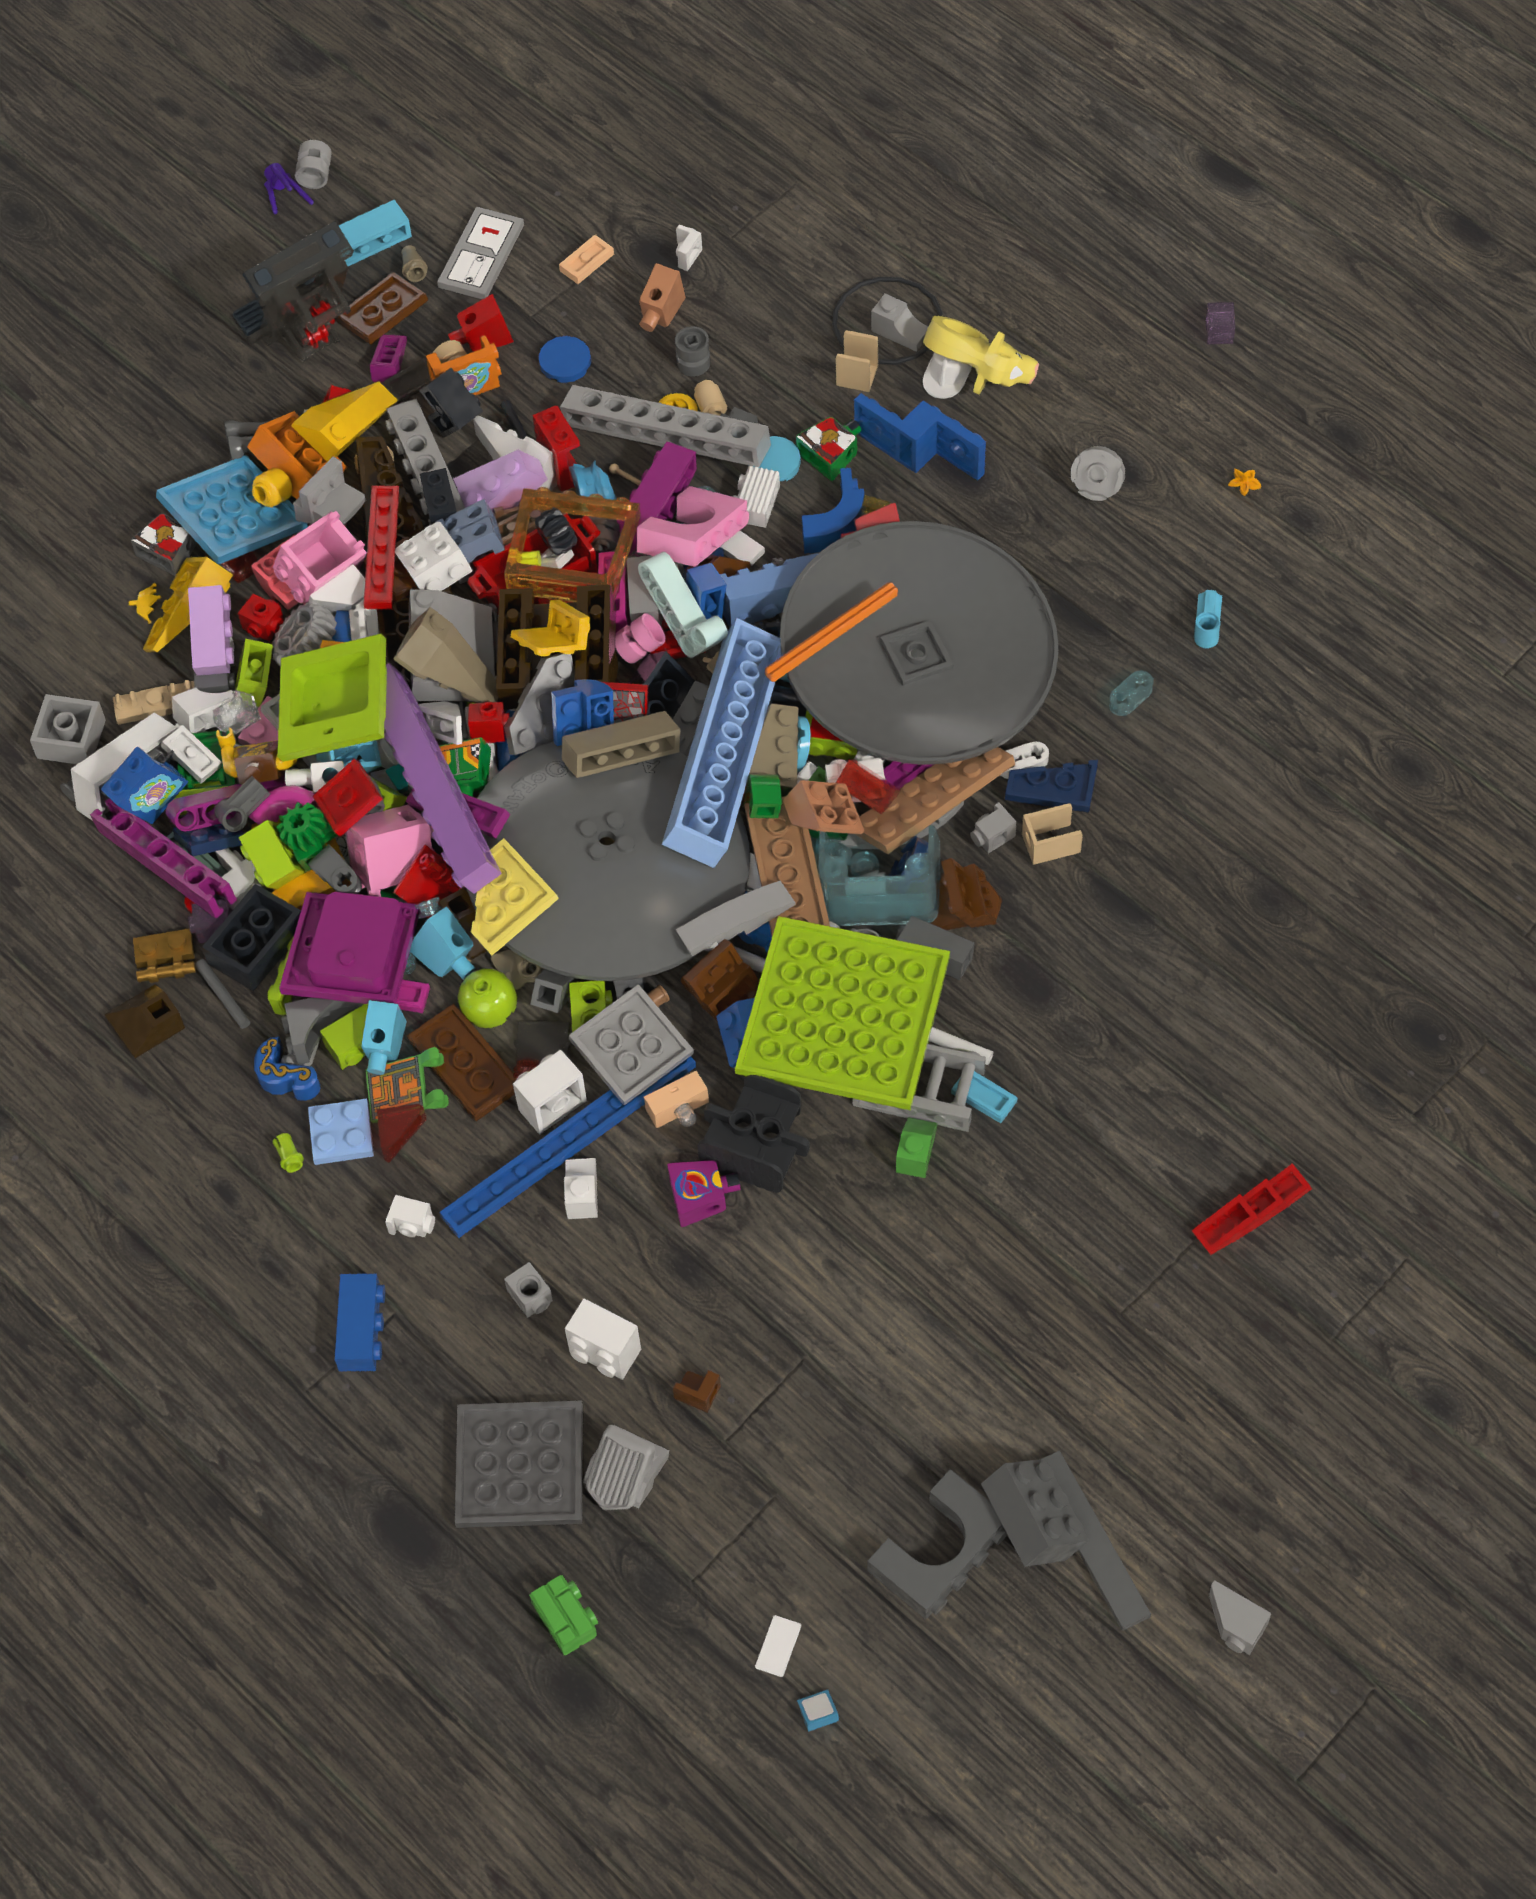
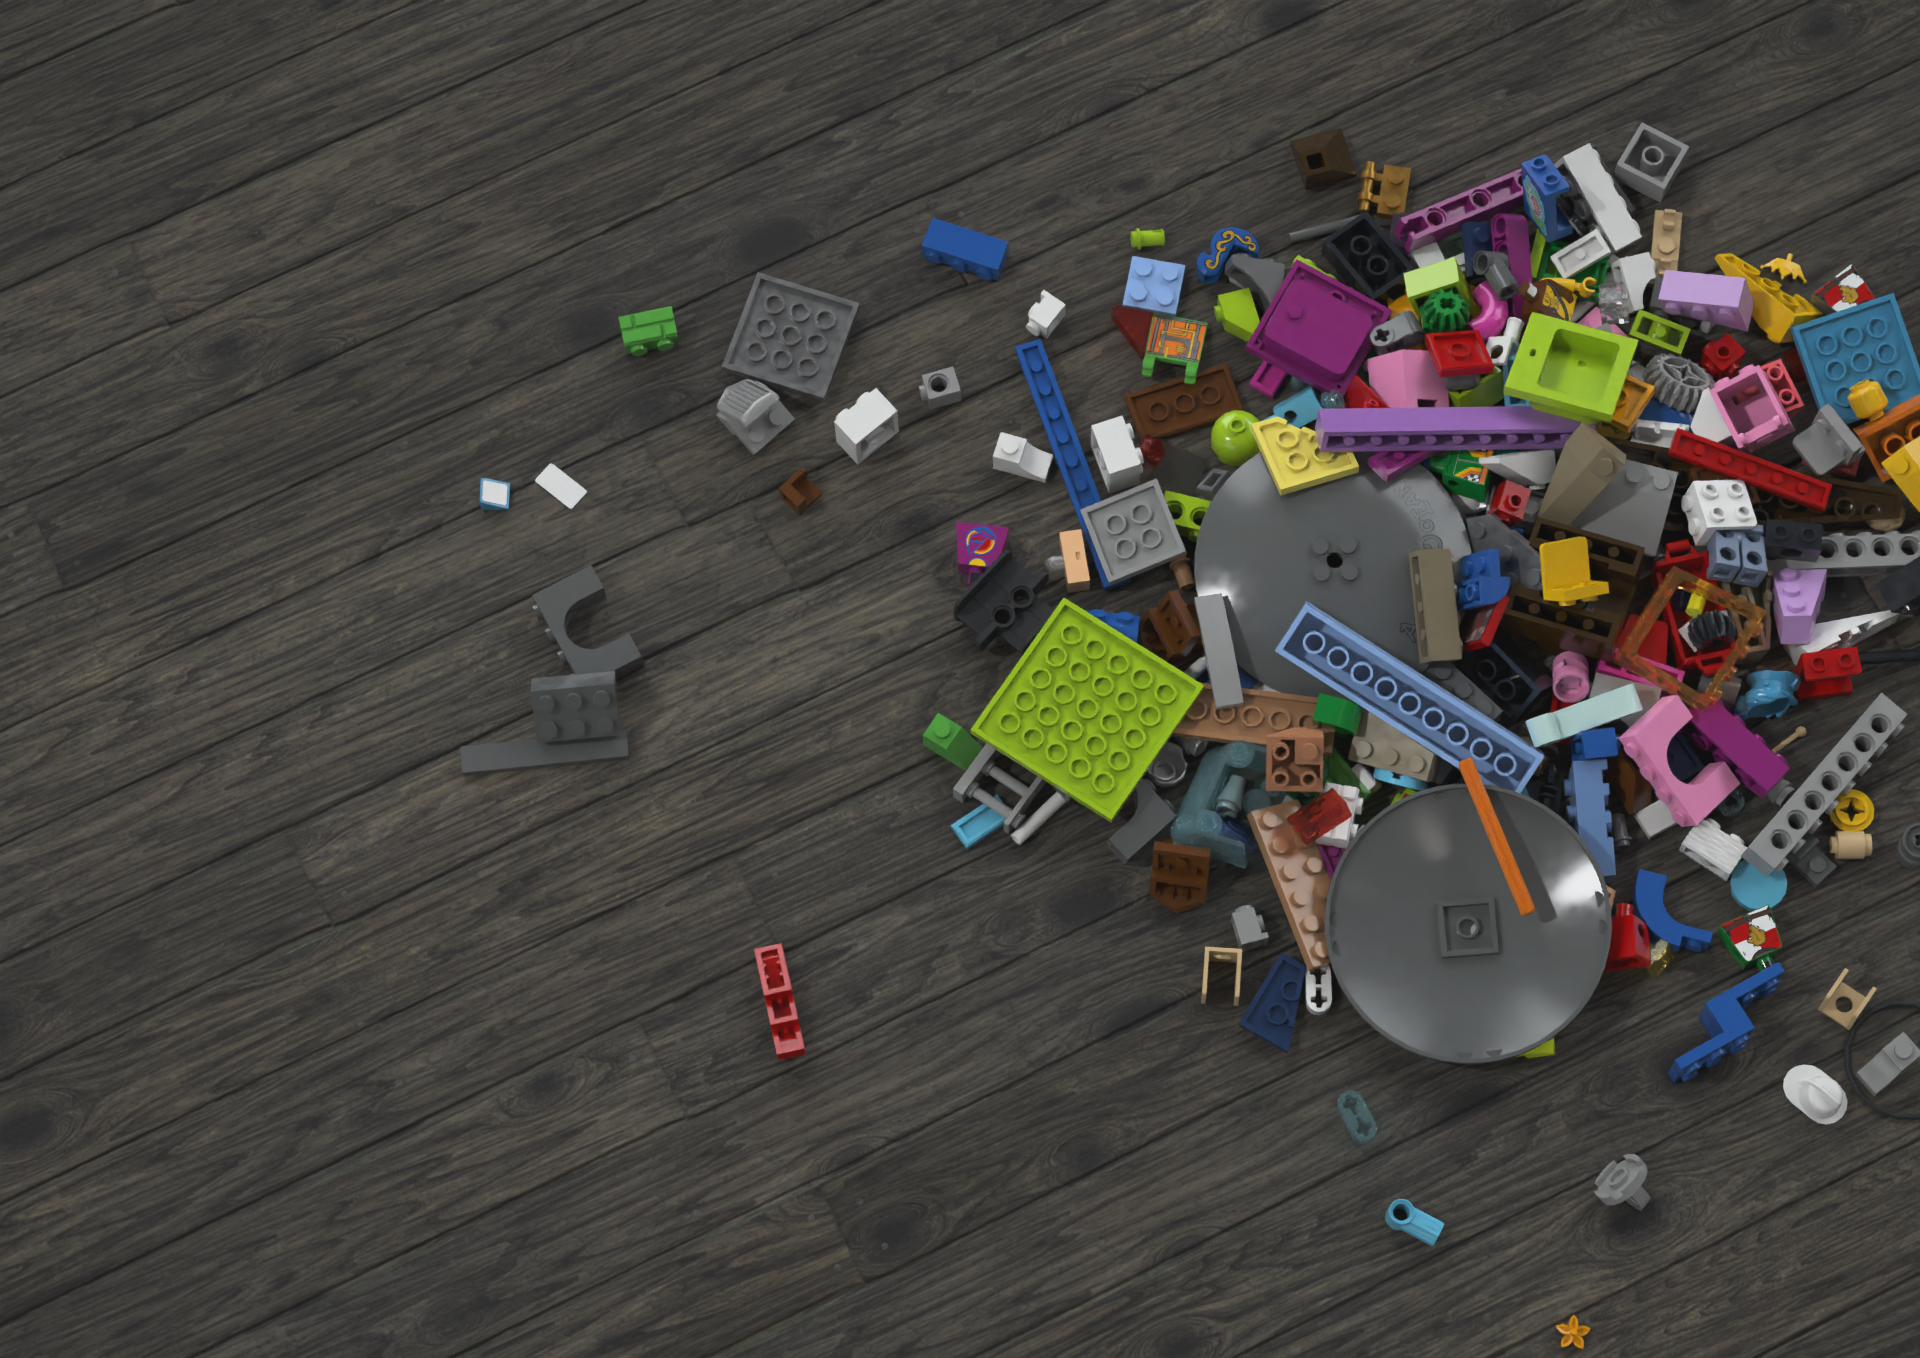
camera: 110 degrees right, 10 degrees up
(382, 1035) = (1226, 338): medium azure torso -> none
(993, 361) = (1794, 1128): light yellow animal -> none
(1237, 1618) = (428, 836): light grey slope -> none

